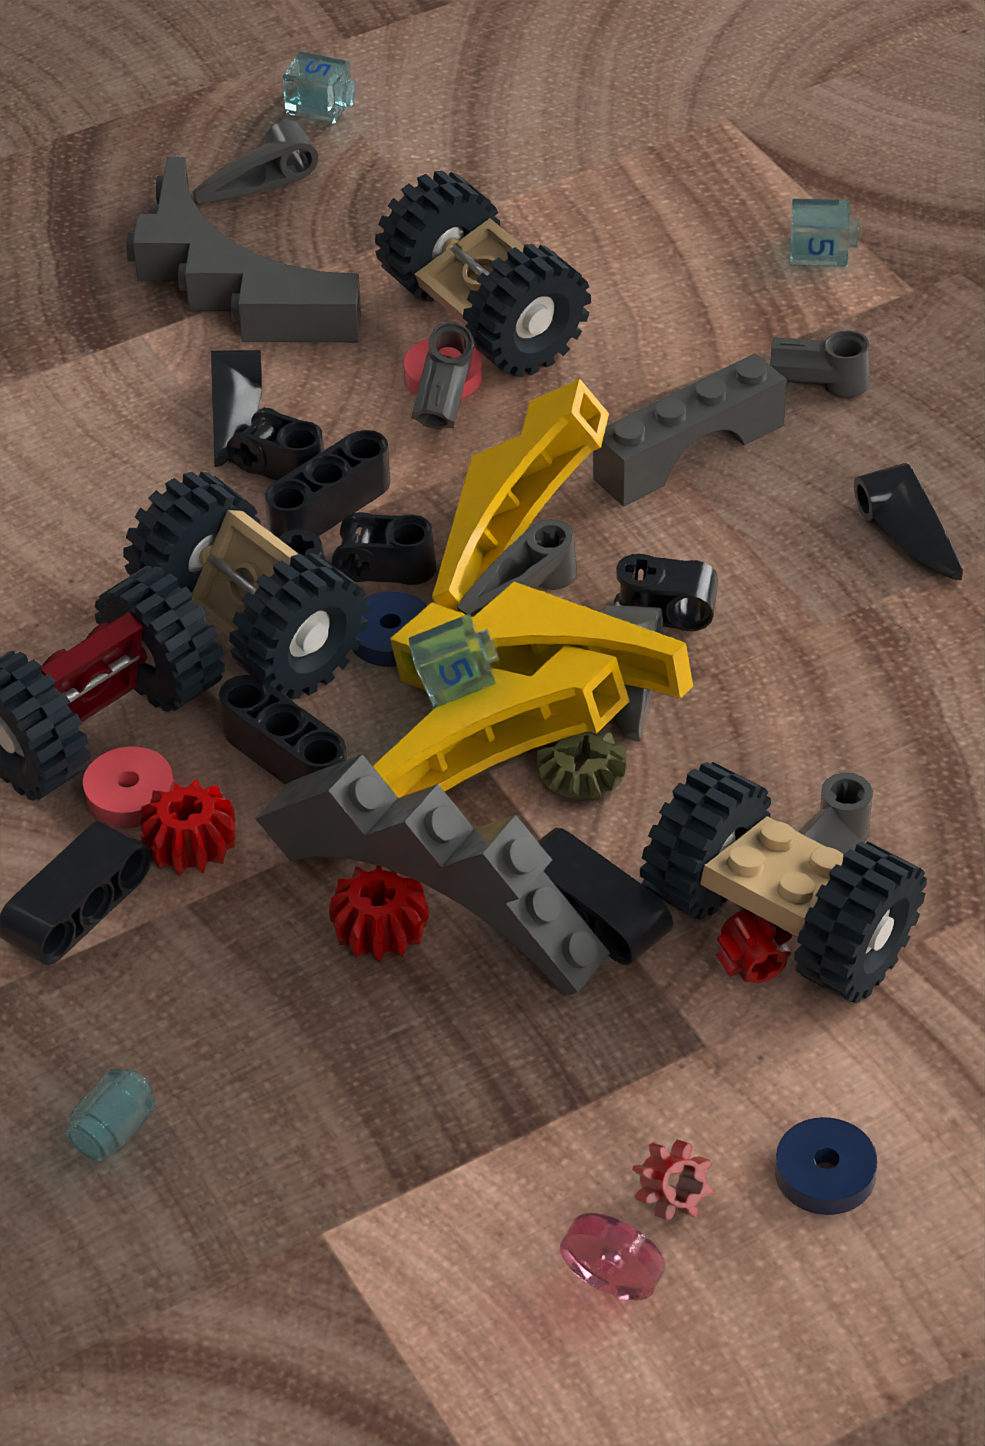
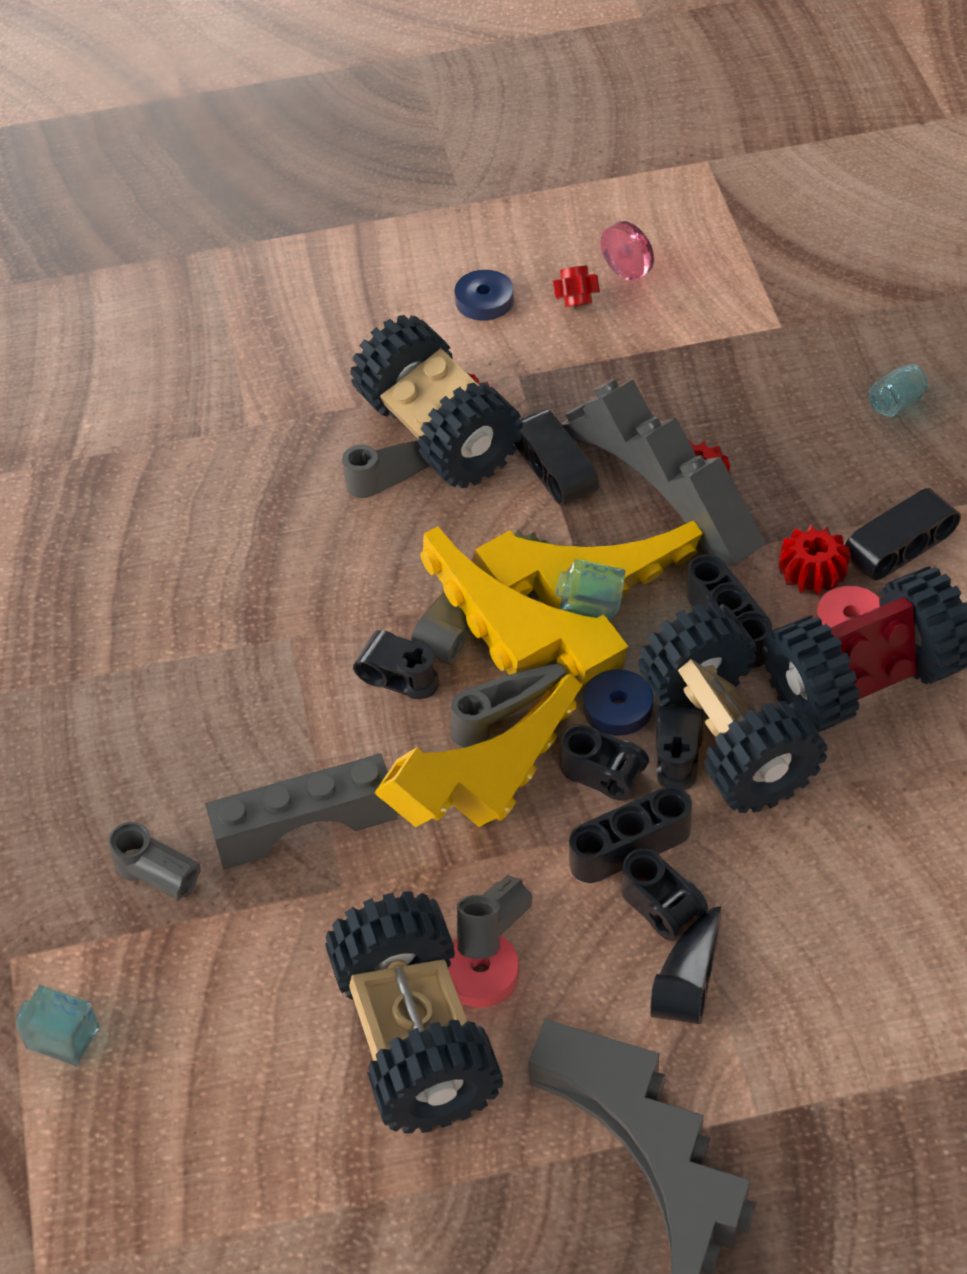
camera: 160 degrees left, 5 degrees up
(906, 514) = (180, 692): black piece -> none

